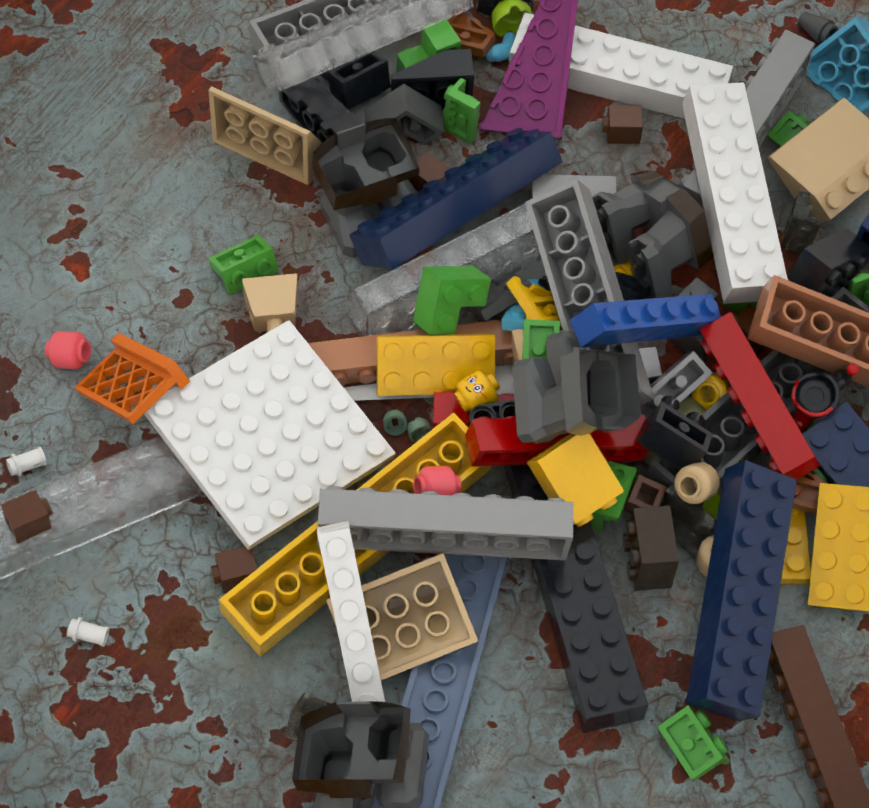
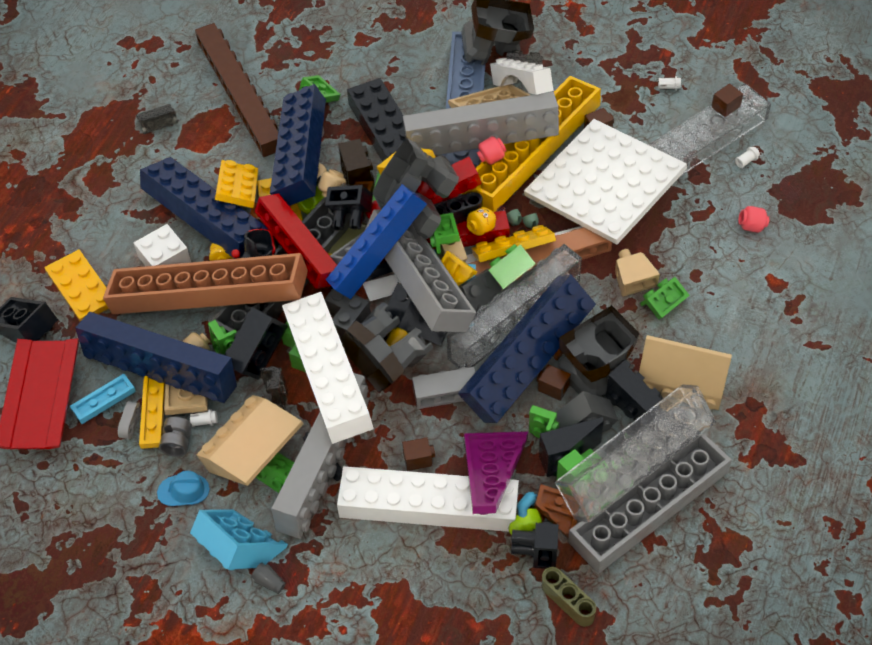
camera: 175 degrees right, 5 degrees down
(143, 362) = (695, 198): orange fence -> none

